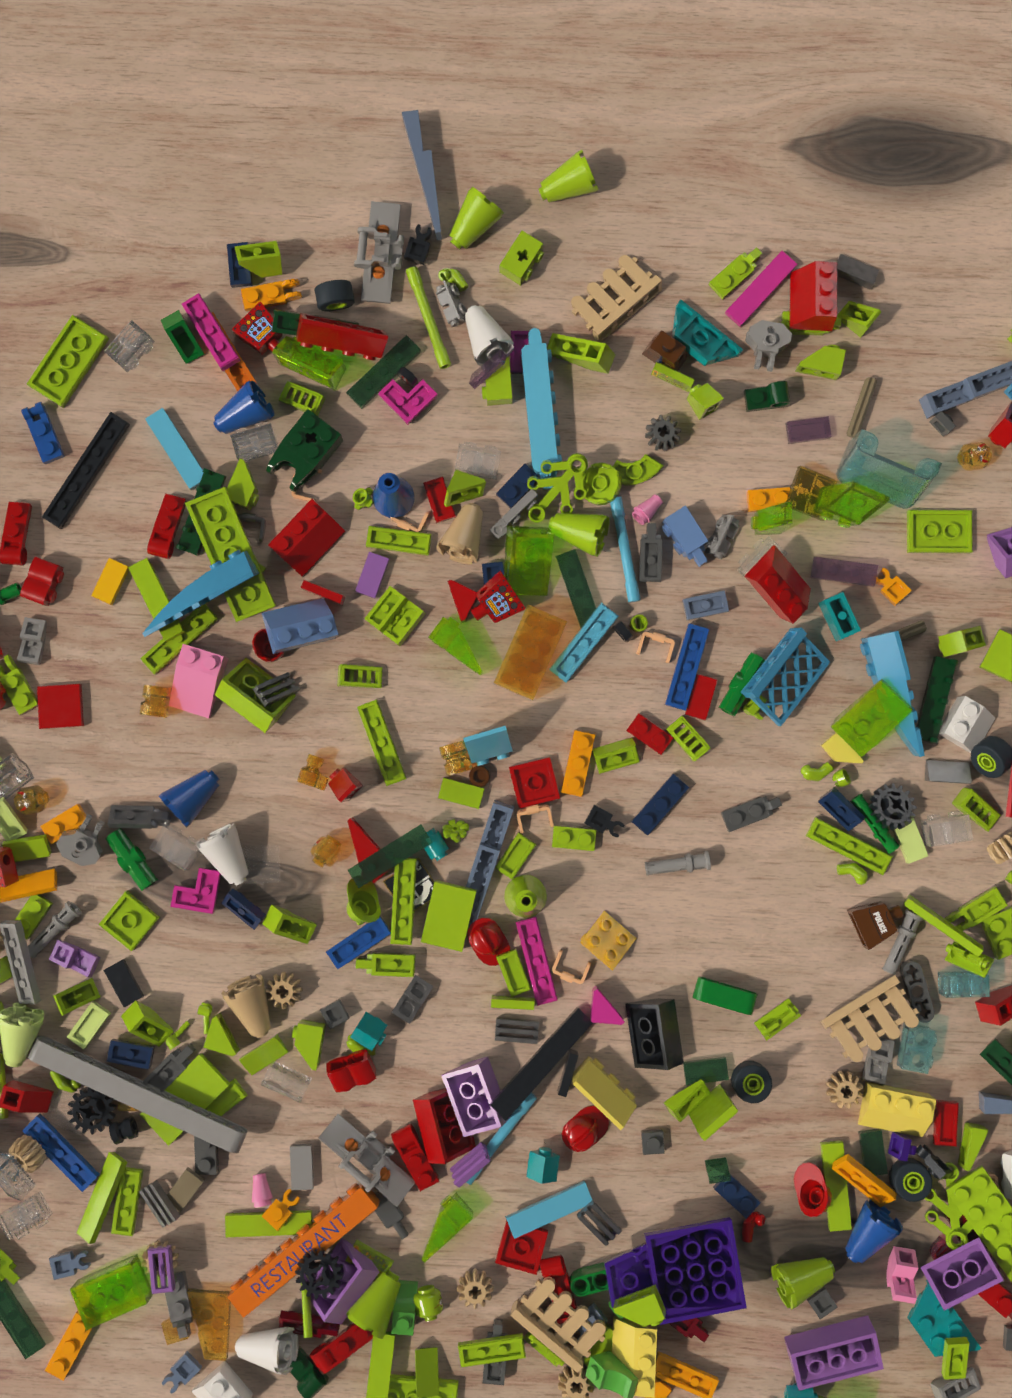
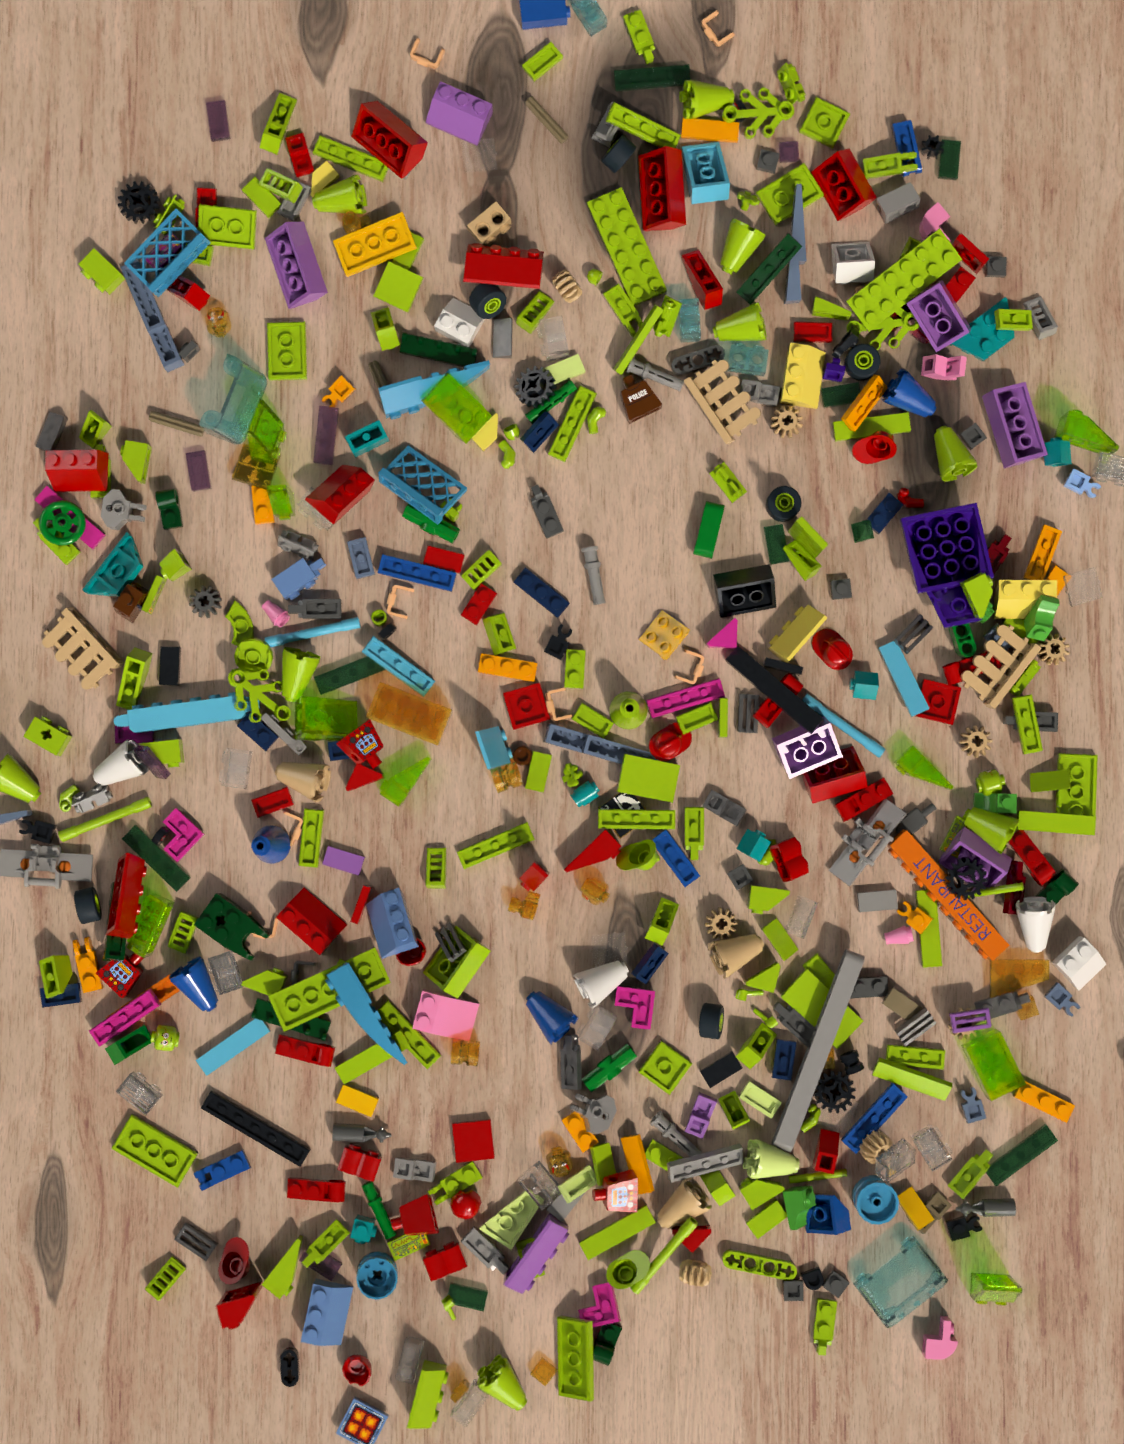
camera: 95 degrees left, 0 degrees up
(74, 580) = (357, 1133): none -> dark grey wheel
(176, 975) = (711, 1021): none -> black wheel
(187, 375) = (165, 1038): none -> lime head
(361, 494) = (270, 875): lime plate -> none
(390, 856) = (596, 832): clear green tile -> none
(395, 616) = (380, 838): lime slope -> none
(464, 488) = (261, 779): lime slope -> none
(470, 1164) = (867, 750): medium lavender tile -> none
(518, 1055) = (768, 710): none -> red plate
(593, 392) = (170, 666): none -> black tile
(772, 283) = (69, 537): none -> green plate
(956, 1044) = (742, 325): none -> lime cone

